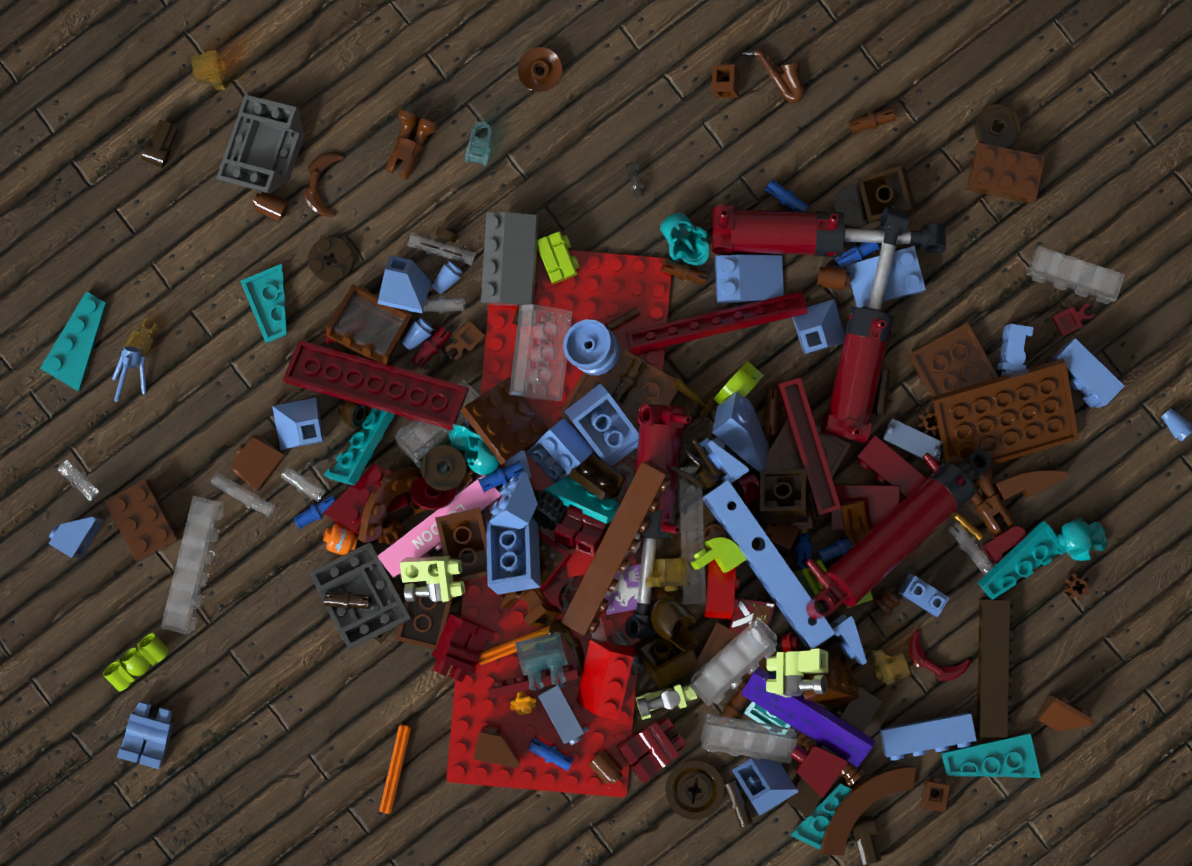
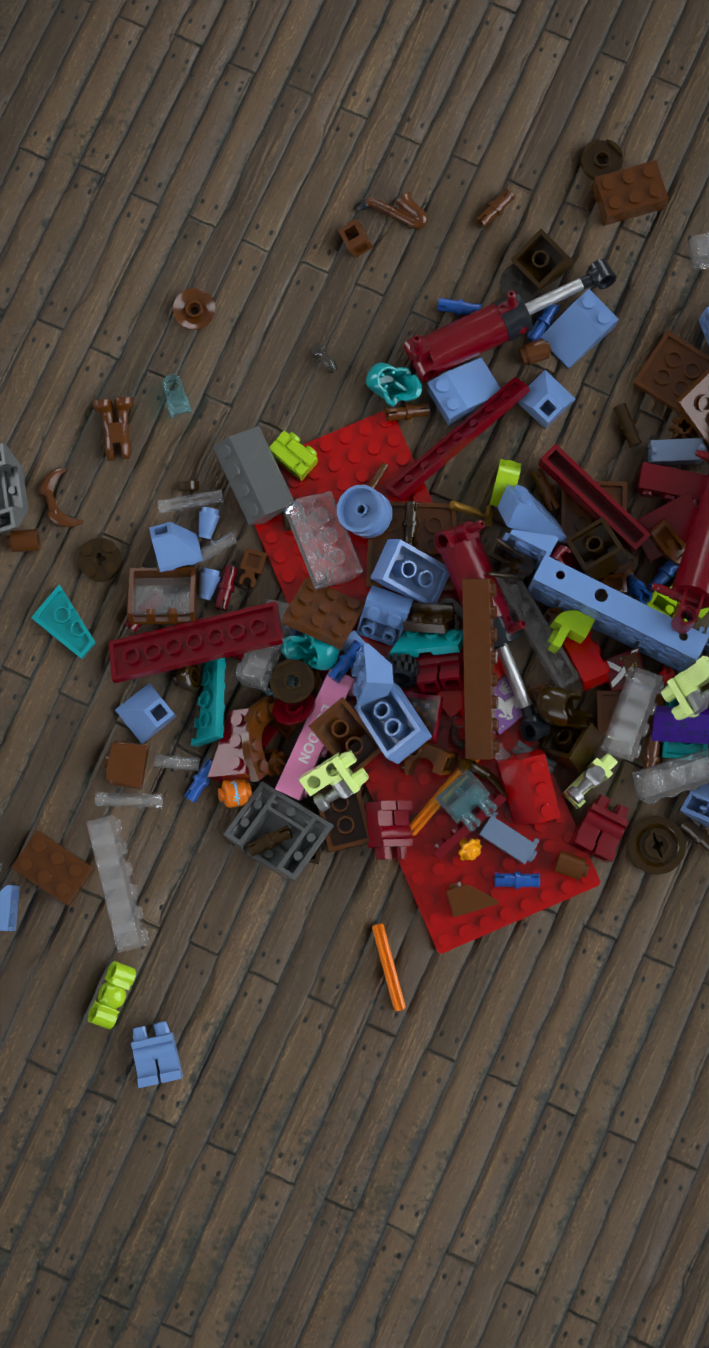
camera: 30 degrees left, 5 degrees down
(668, 574) = (534, 669): clear yellow brick -> none
(865, 346) = (594, 391): dark red piece -> none

